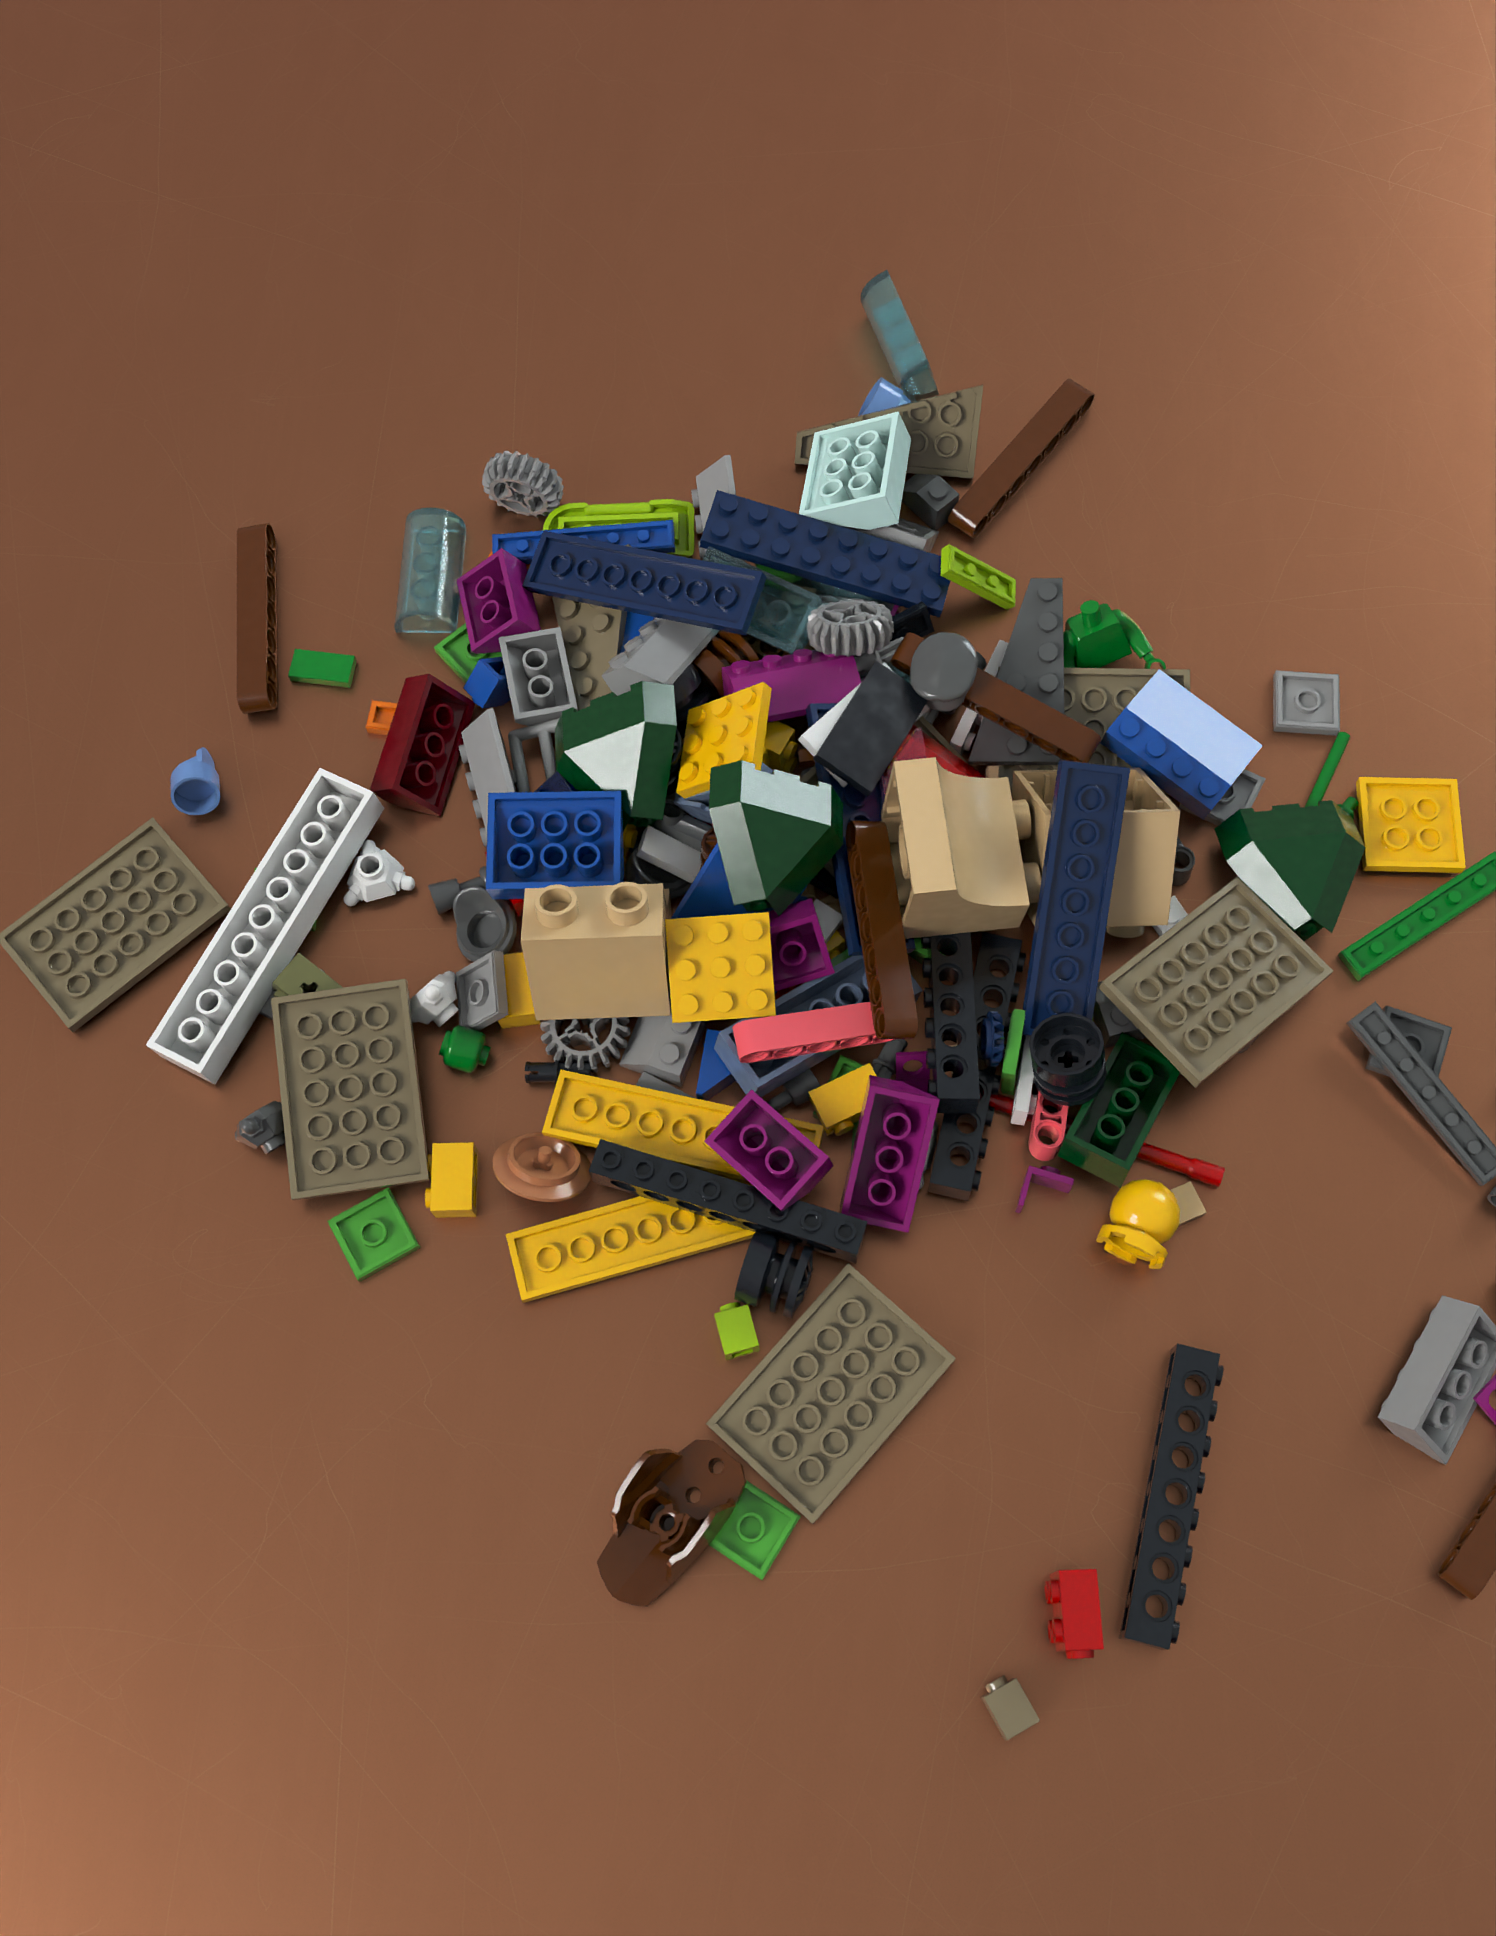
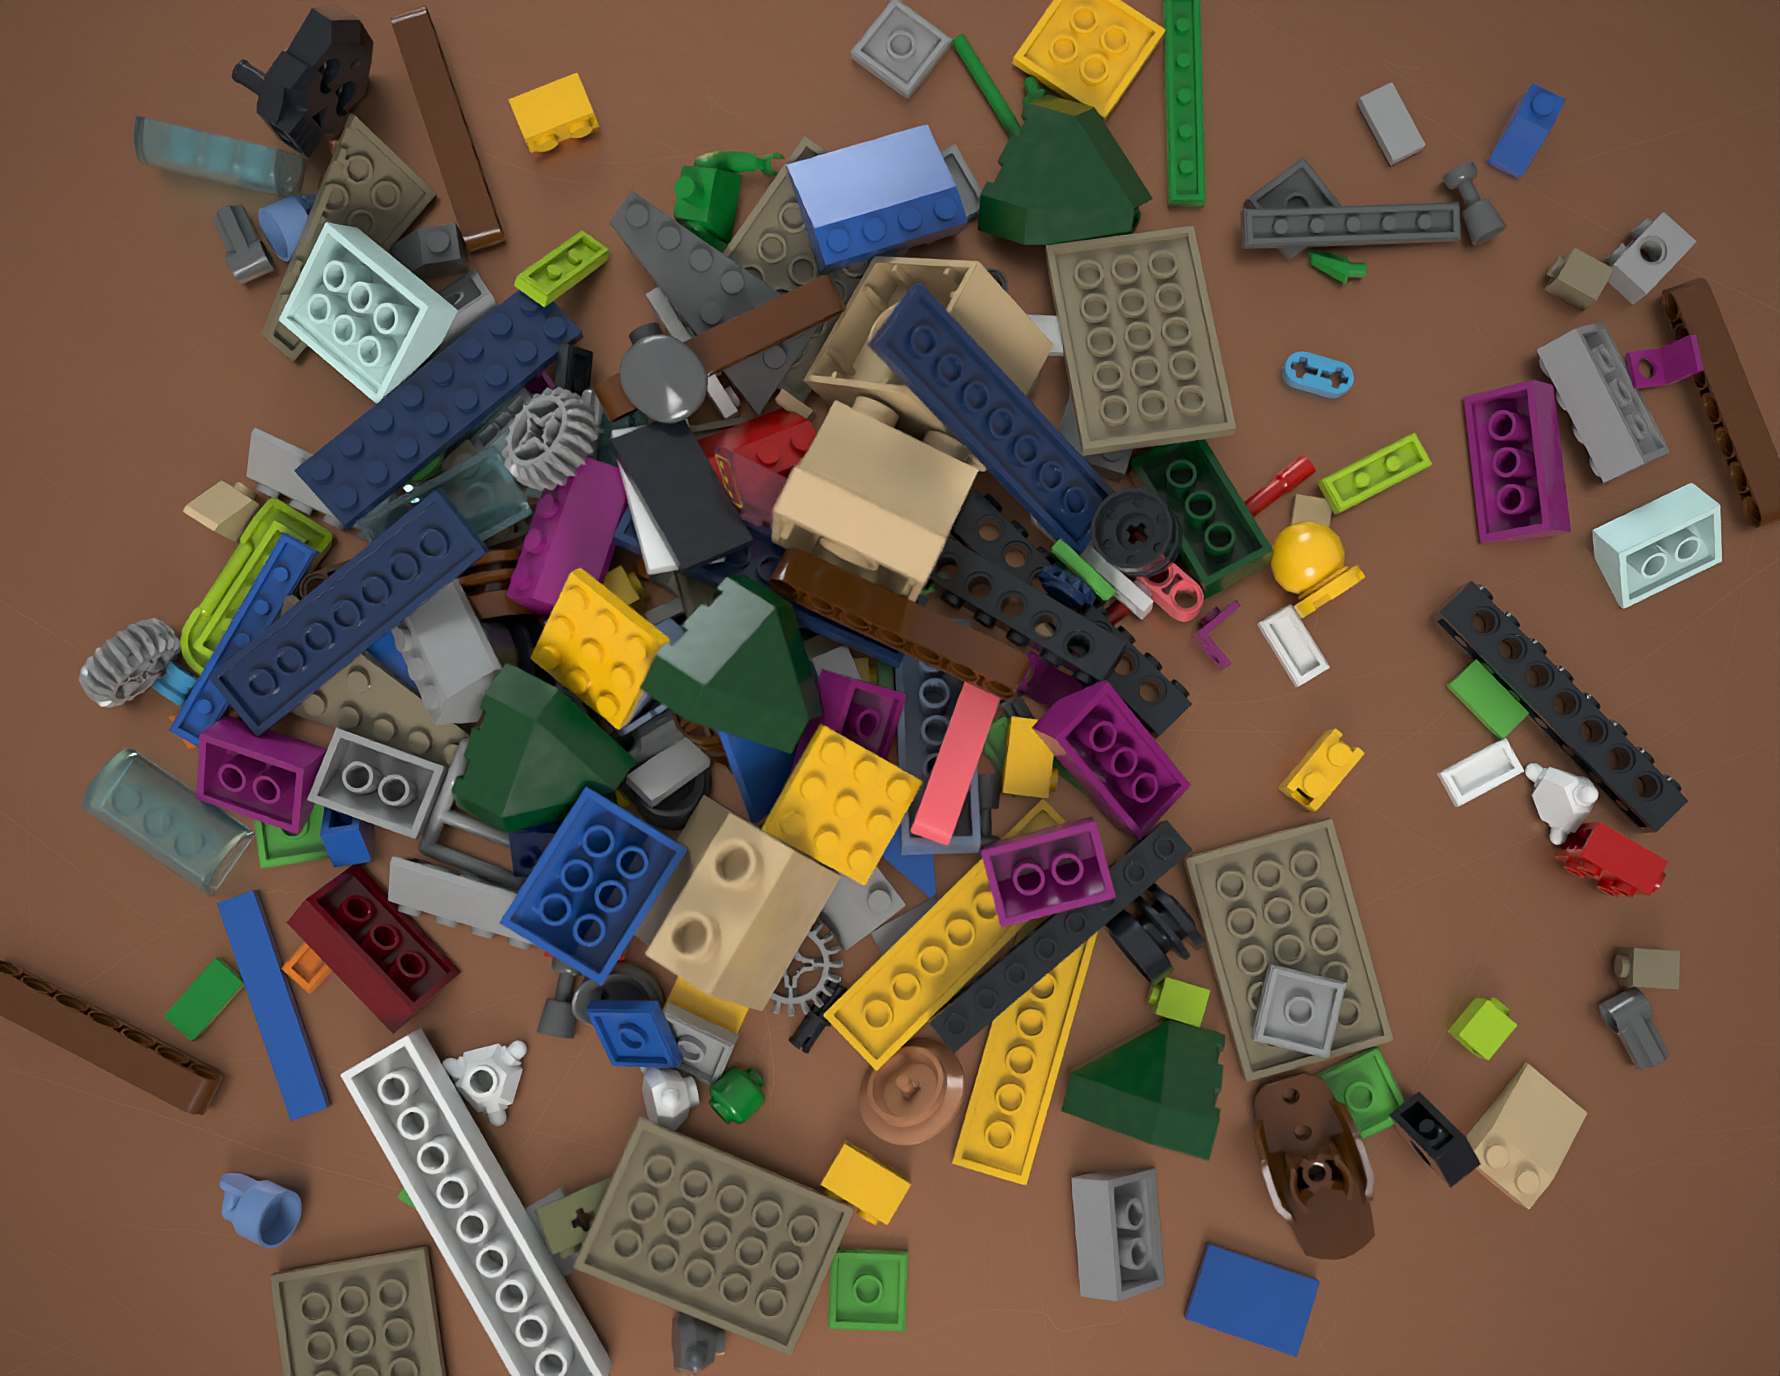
camera: 65 degrees left, 15 degrees up
(343, 712) = (273, 1005): none -> blue tile
(466, 946) = (634, 1033): none -> blue tile
(526, 1396) = (1118, 1233): none -> light grey slope
(527, 520) = (175, 683): none -> dark azure wheel
(535, 1539) = (1251, 1299): none -> blue tile
(657, 1344) = (1154, 1087): none -> dark green panel
(664, 477) = (225, 509): none -> tan slope
(752, 1601) = (1435, 1139): none -> black brick
(786, 1427) = (1298, 1011): none -> light grey tile
(804, 1686) = (1525, 1136): none -> tan slope
(847, 393) = (246, 253): none -> dark grey piece
(871, 1593) = (1483, 1027): none -> lime brick
(957, 1720) = (1630, 1018): none -> dark grey piece
(988, 1330) = (1320, 771): none -> yellow brick
(997, 351) = (313, 80): none -> black brick
(1072, 1254) = (1293, 645): none -> white tile
(1075, 1467) = (1480, 772): none -> white tile
(1083, 513) = (554, 113): none -> yellow brick
(1098, 1544) = (1561, 799): none -> white rock
(1137, 1435) = (1487, 699): none -> bright green tile
(1251, 1232) = (1374, 473): none -> lime tile
(1302, 1139) = (1320, 366): none -> dark azure beam
(1342, 1339) = (1517, 463): none -> magenta slope
(1362, 1498) = (1659, 544): none -> light aqua slope
(1389, 1105) = (1337, 265): none -> green bar

